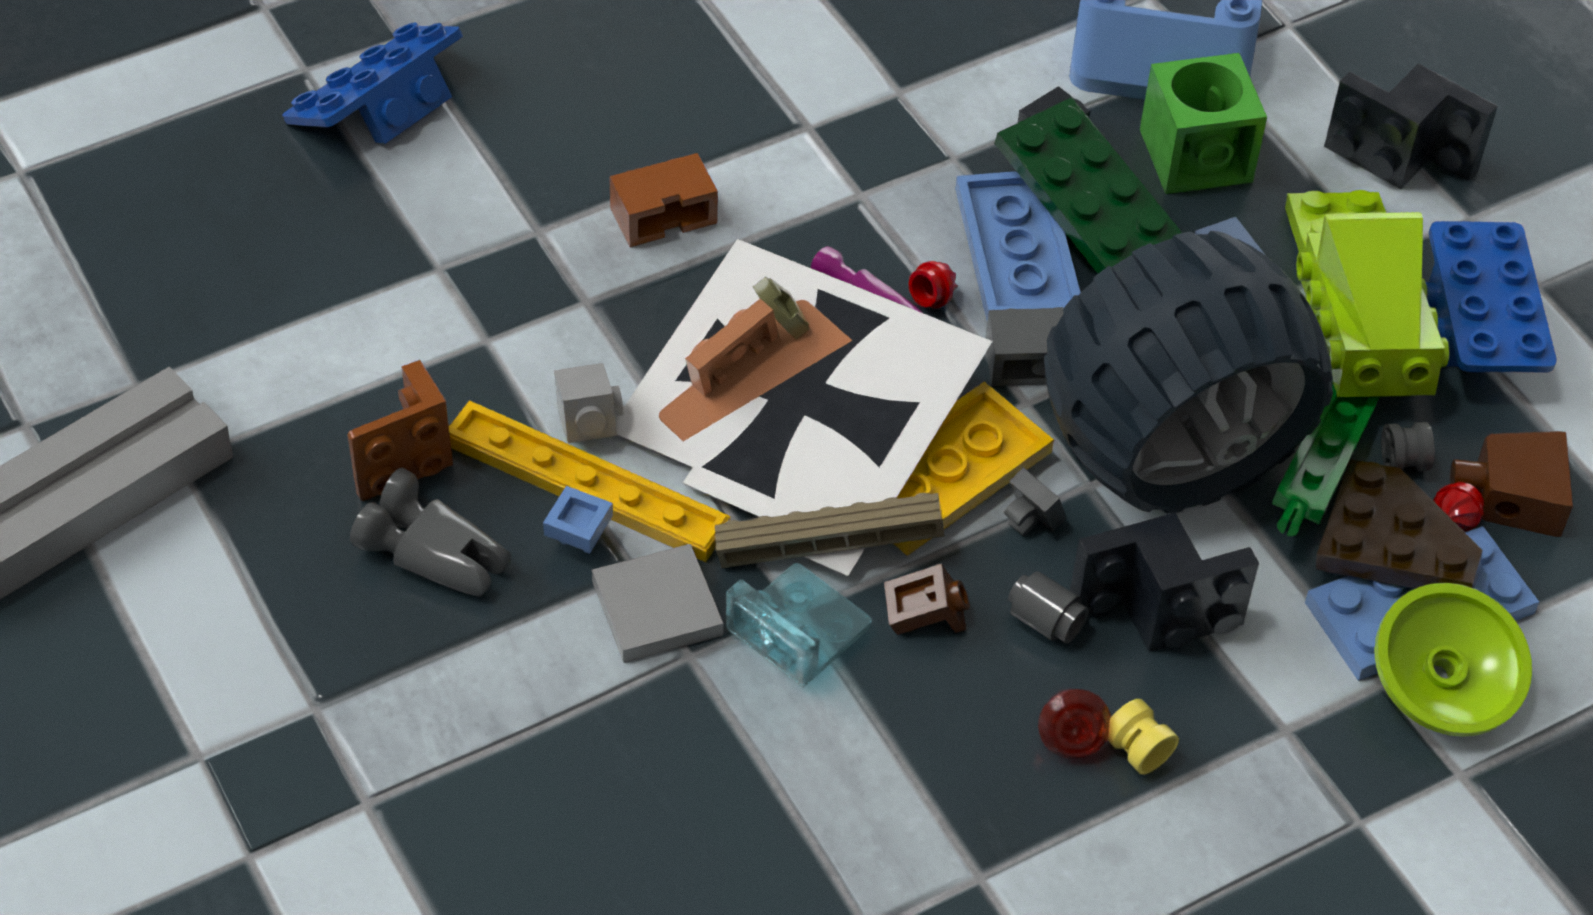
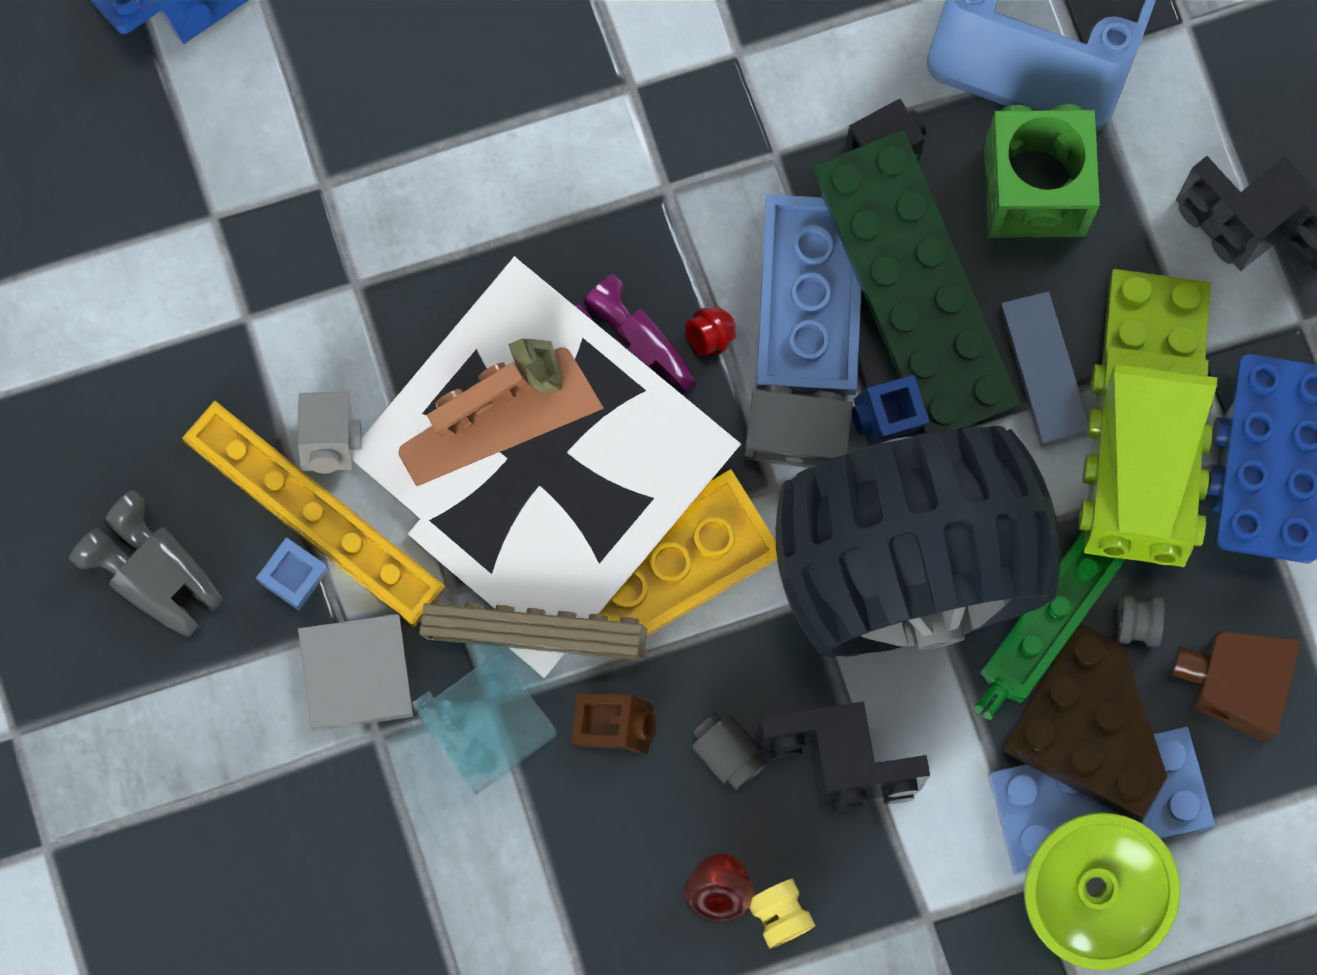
camera: 10 degrees right, 25 degrees up
(406, 439) = (152, 461): dark orange bracket -> none
(663, 198) = (455, 172): dark orange brick -> none
(1033, 504) = (746, 626): dark grey tile -> none
(1461, 503) = (1169, 701): red plate -> none

